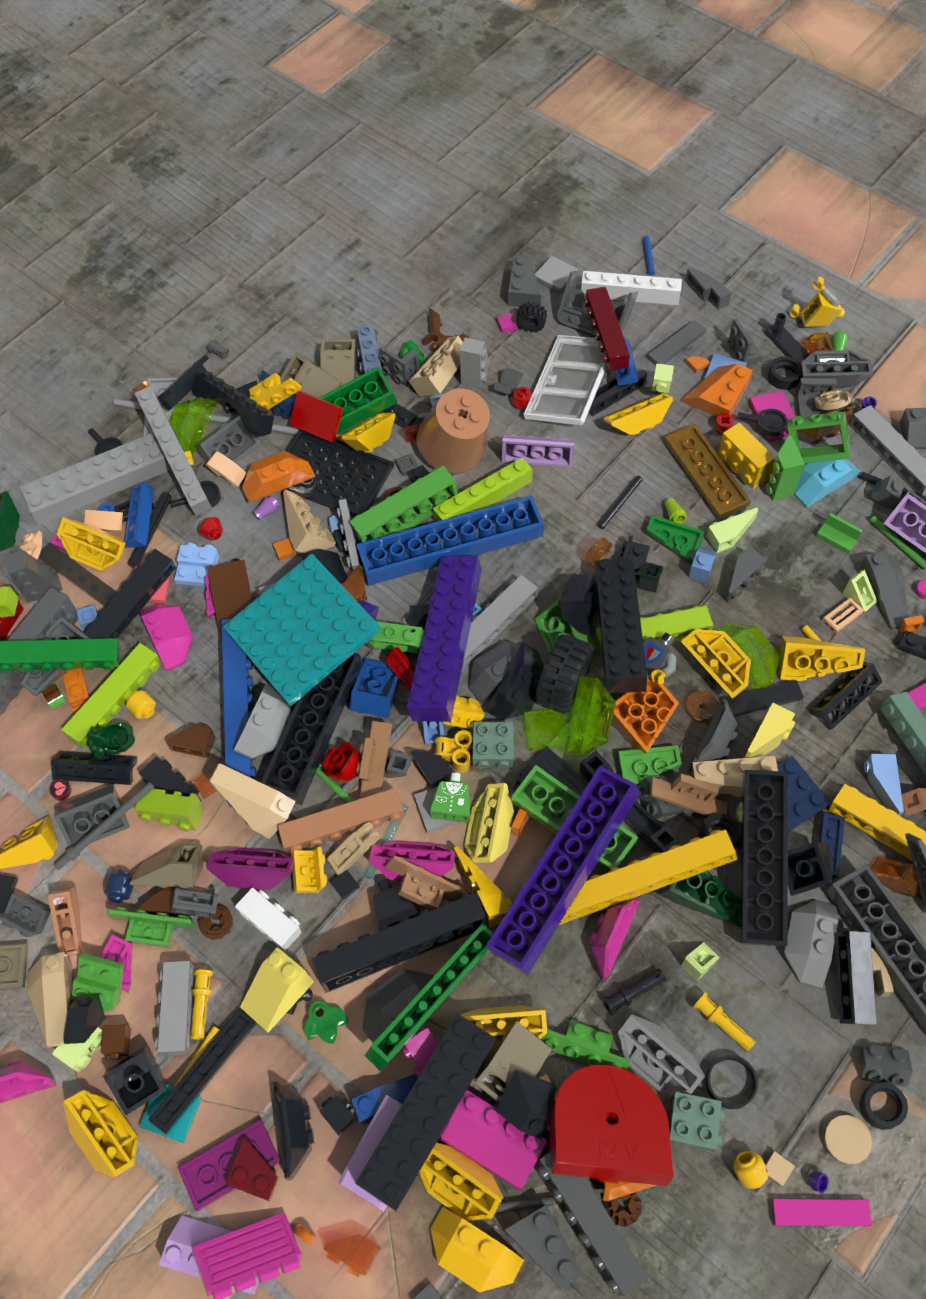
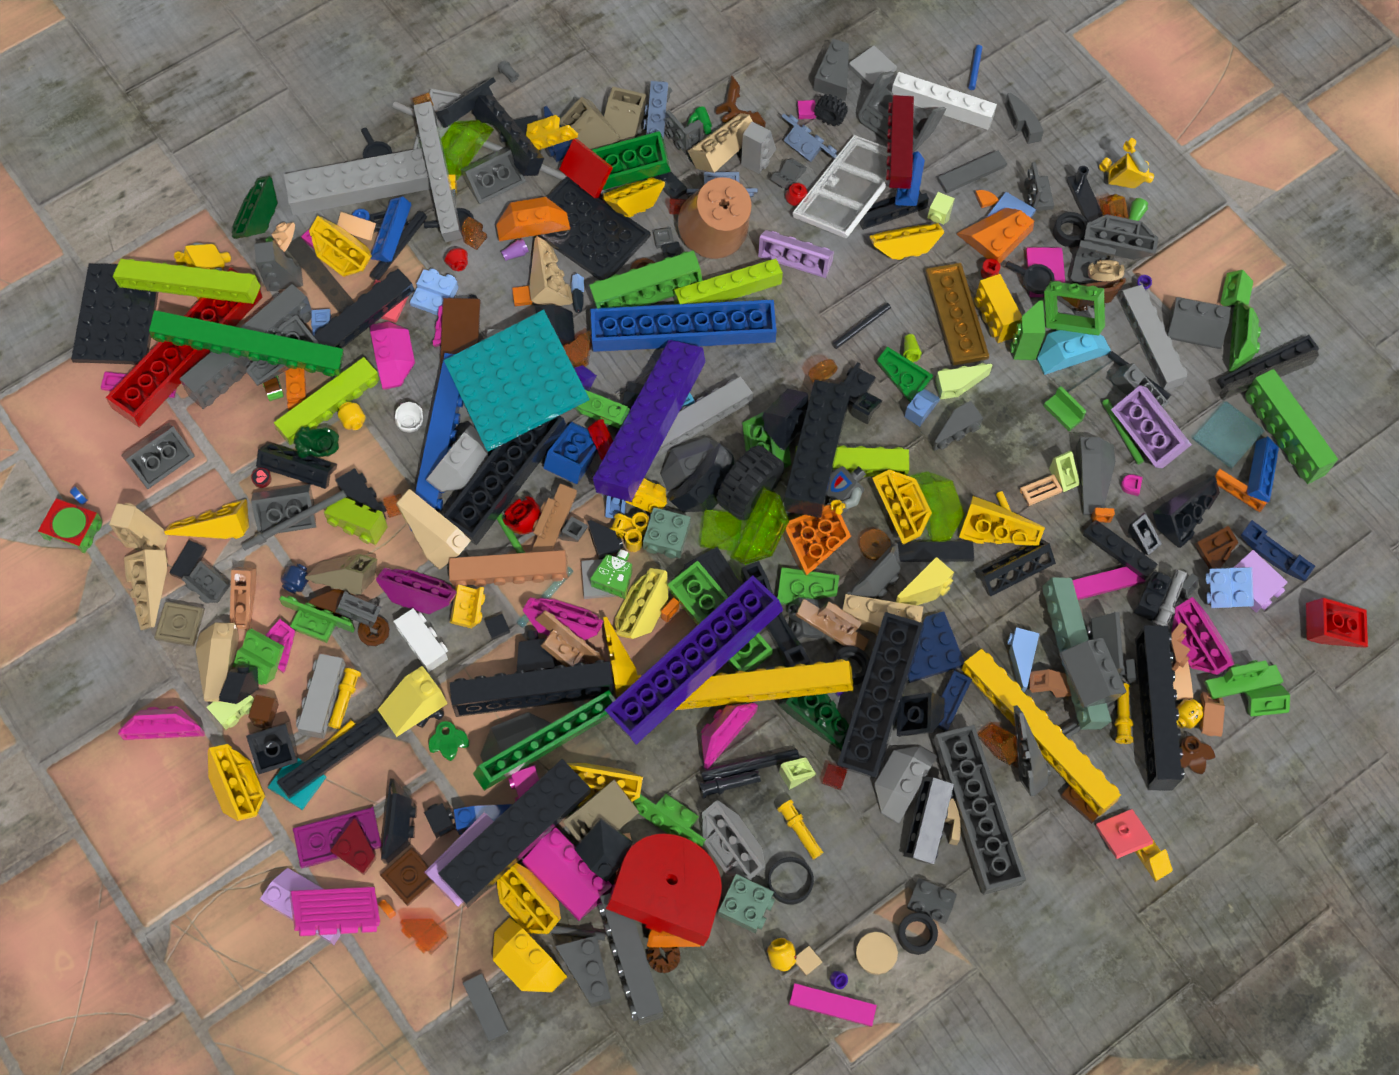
camera: 10 degrees right, 5 degrees up
(193, 741) = (392, 462): reddish brown slope -> none
(200, 691) = (409, 417): none -> white hair
(220, 497) = (473, 230): none -> clear orange leg
(227, 468) = (486, 201): light nougat slope -> none
(318, 1189) = (408, 876): none -> reddish brown tile
(346, 528) = (586, 305): light grey hinge -> none
(352, 848) = (512, 596): tan hinge -> none
(515, 351) = (804, 142): none -> sand blue bracket
(649, 965) = (750, 764): none -> black axle
(740, 955) = (834, 776): none -> clear red tile

